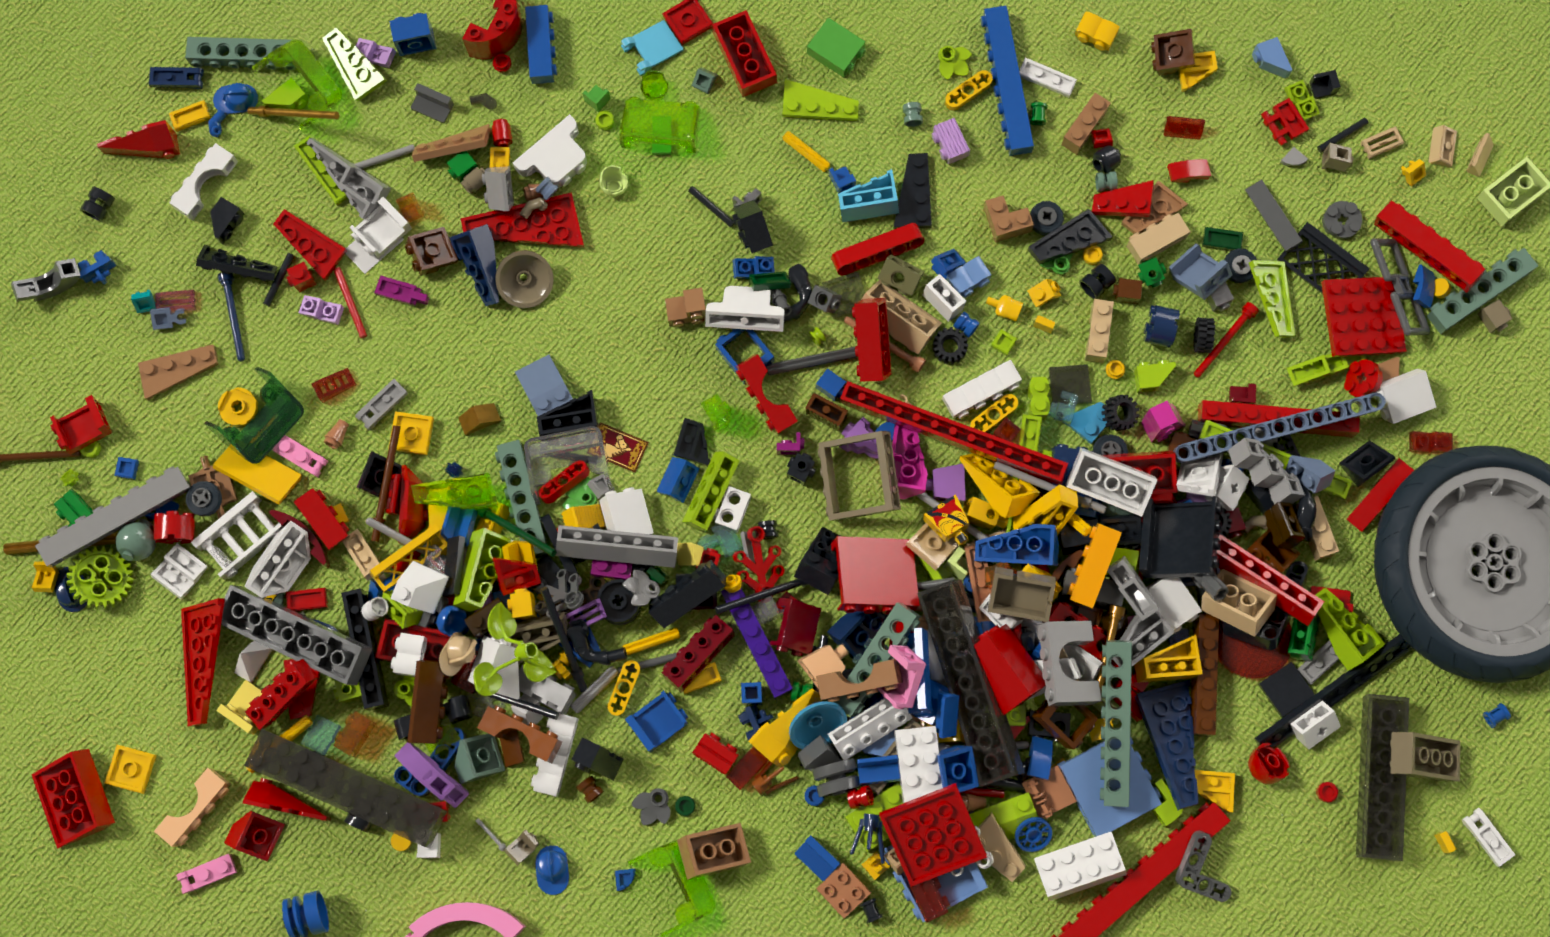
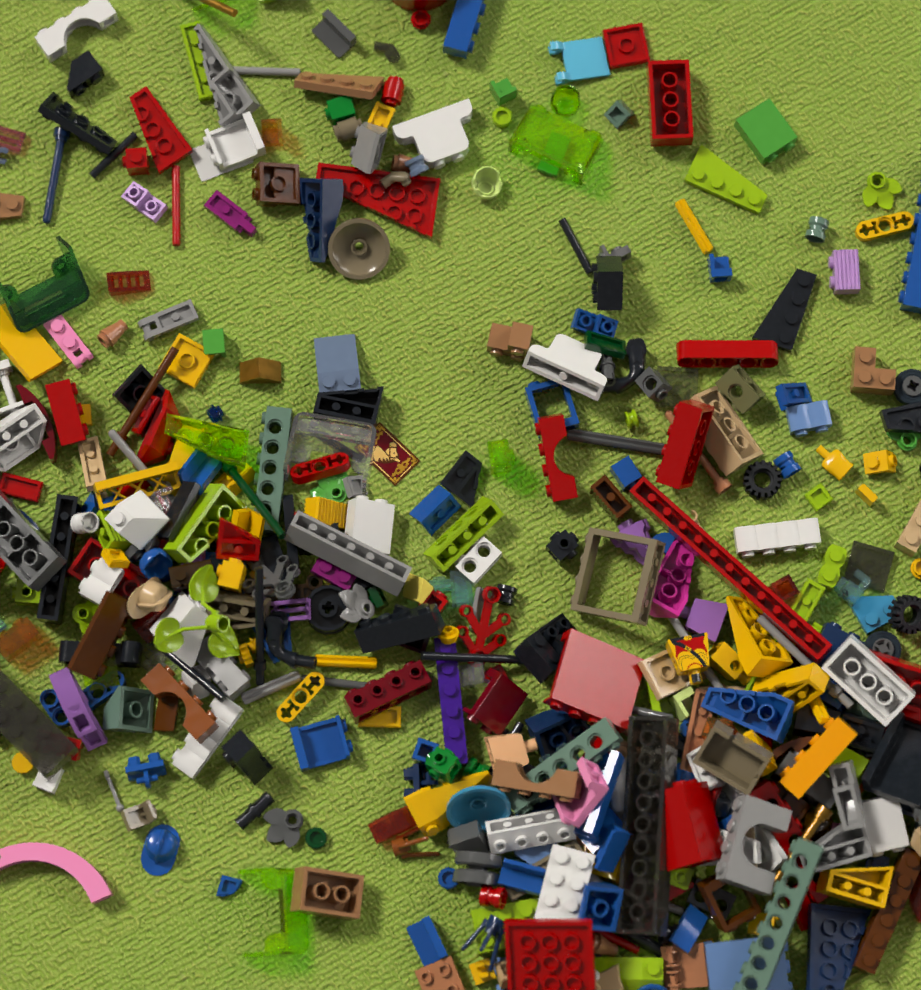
camera: 15 degrees right, 0 degrees up
(236, 396) = (24, 257): yellow plate -> none
(413, 629) = (115, 558): none -> yellow tile
(429, 407) = (214, 342): none -> bright green panel
(512, 807) = (145, 772): none -> blue hips
(590, 789) = (228, 784): reddish brown wheel -> none
(621, 803) = (254, 810): none -> black pin
(715, 753) = (366, 798): red brick -> none
(771, 698) = (442, 764): none -> green brick
(787, 447) = (559, 521): magenta bracket -> none
(870, 200) = (738, 301): medium azure wedge -> none
(944, 297) = (775, 429): white brick -> none
(1008, 410) = (792, 557): yellow beam -> none

